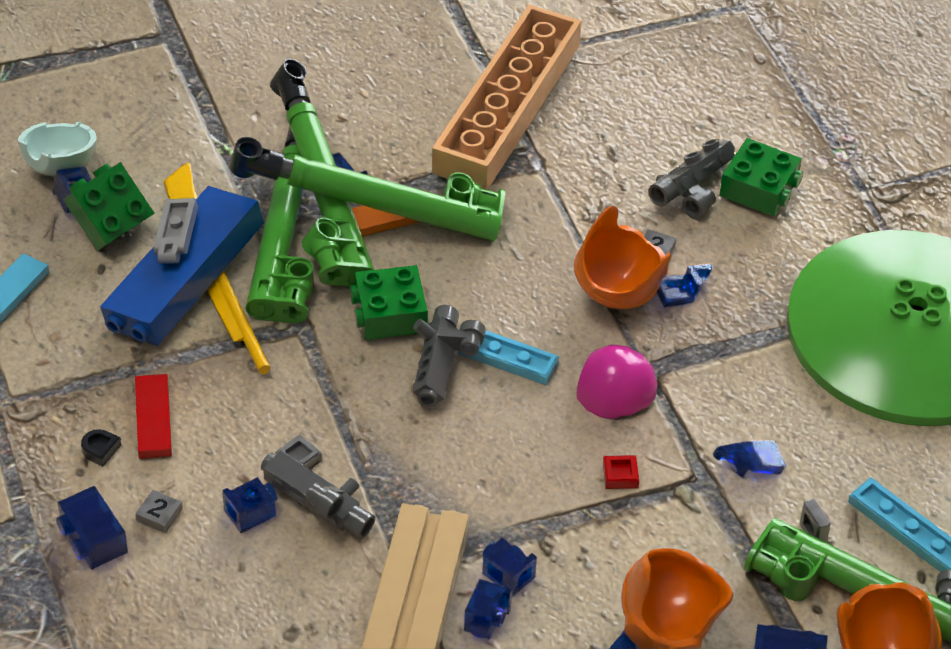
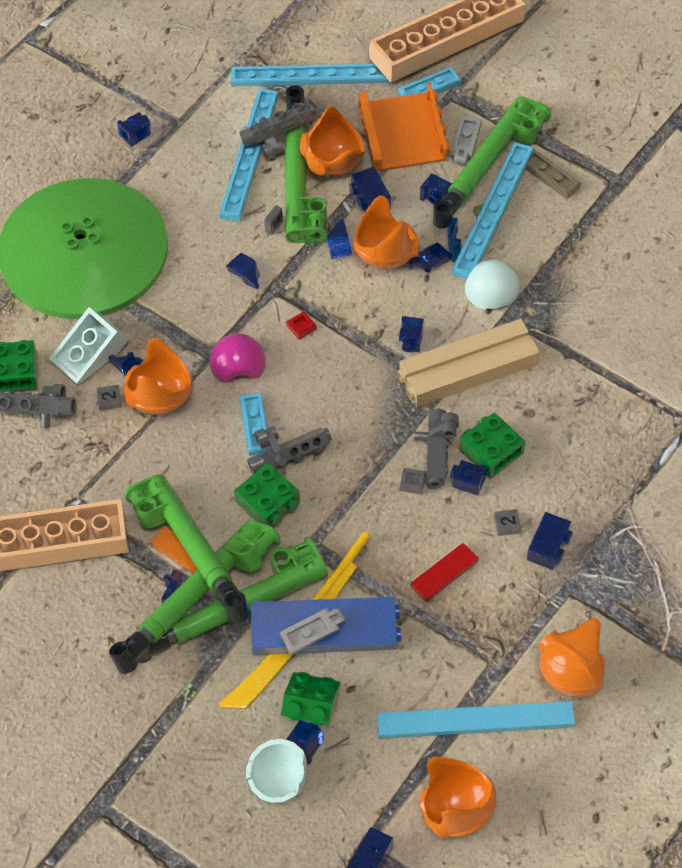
camera: 120 degrees left, 10 degrees up
(99, 446) = (487, 585): black tile -> none
(270, 545) = (492, 444): none -> green brick
(487, 608) = (448, 328): clear blue brick -> none
(738, 578) = (338, 241): none -> clear blue slope
(743, 258) = (88, 346): none -> light aqua slope

